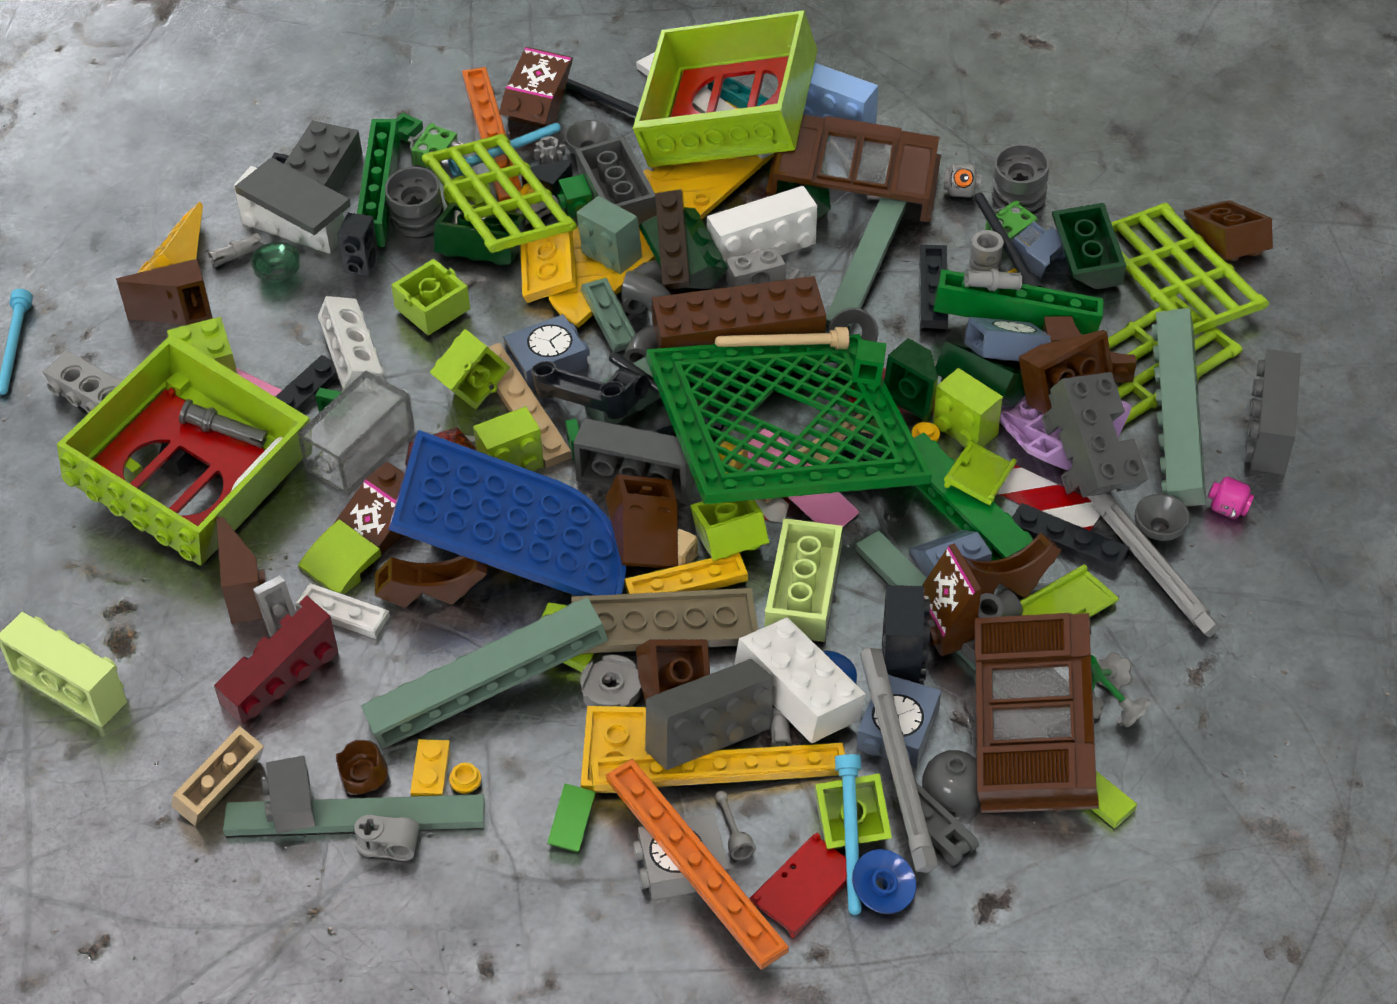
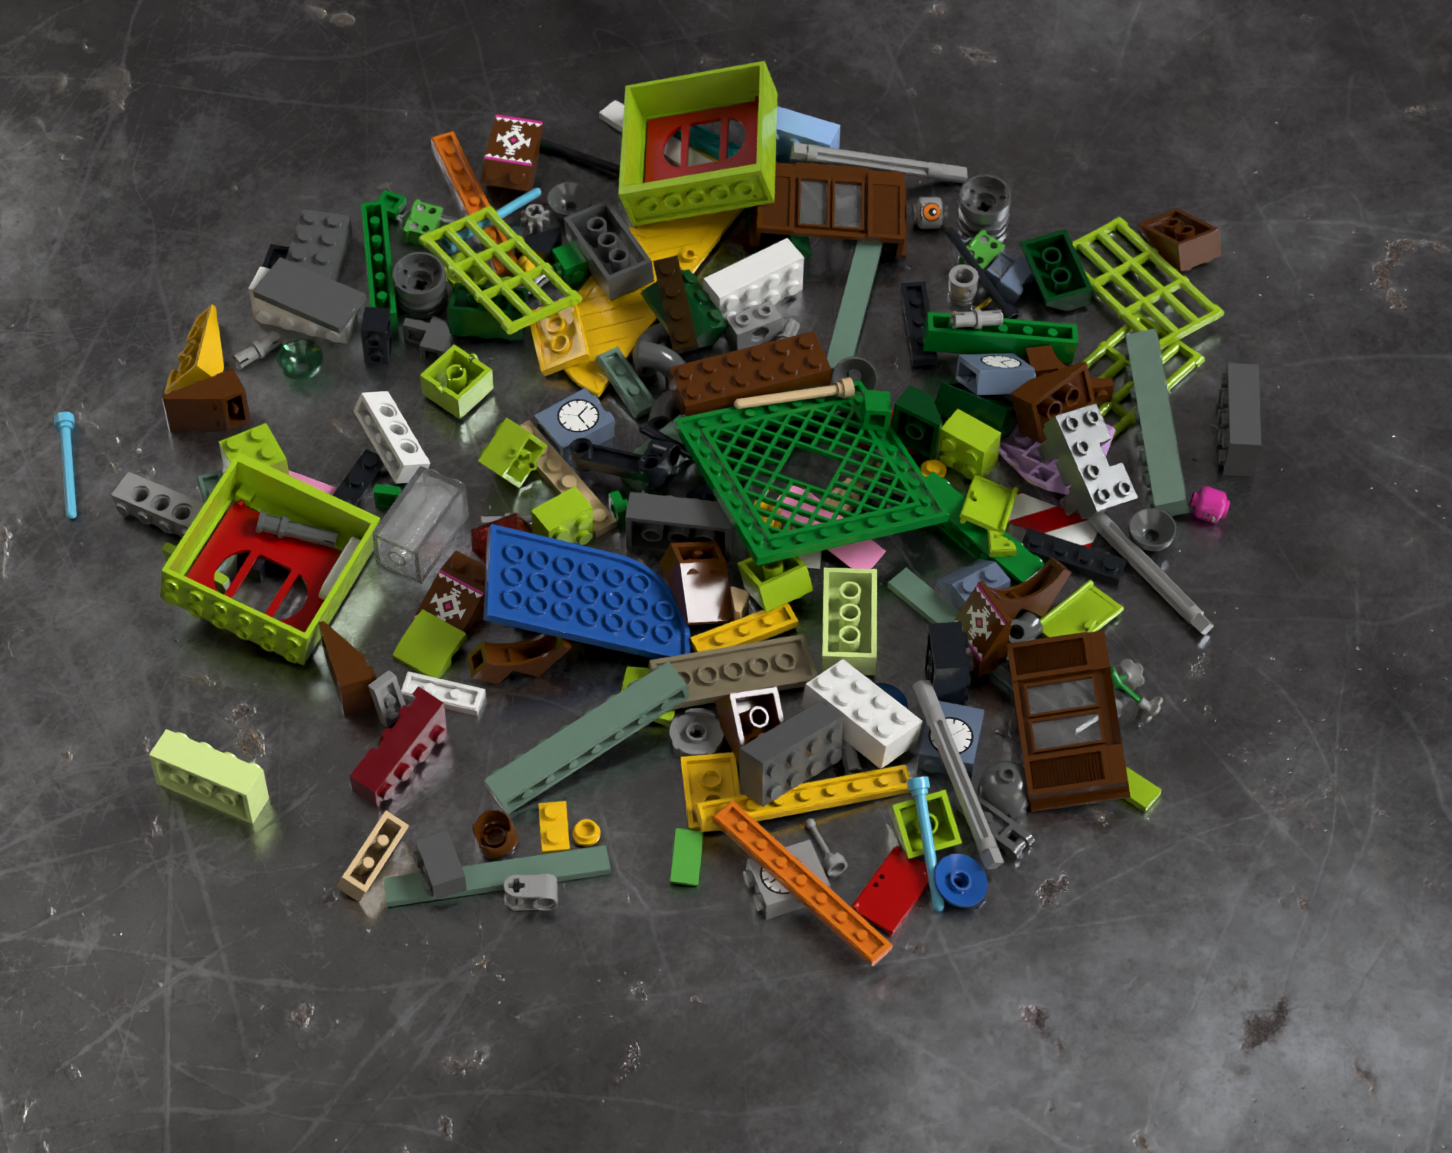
camera: 10 degrees left, 5 degrees up
(410, 250) = (432, 337): none -> dark grey brick
(609, 234) = (614, 304): sand green brick -> none
(955, 137) = (879, 163): none -> light grey piece
(985, 515) = (999, 545): none -> lime tile

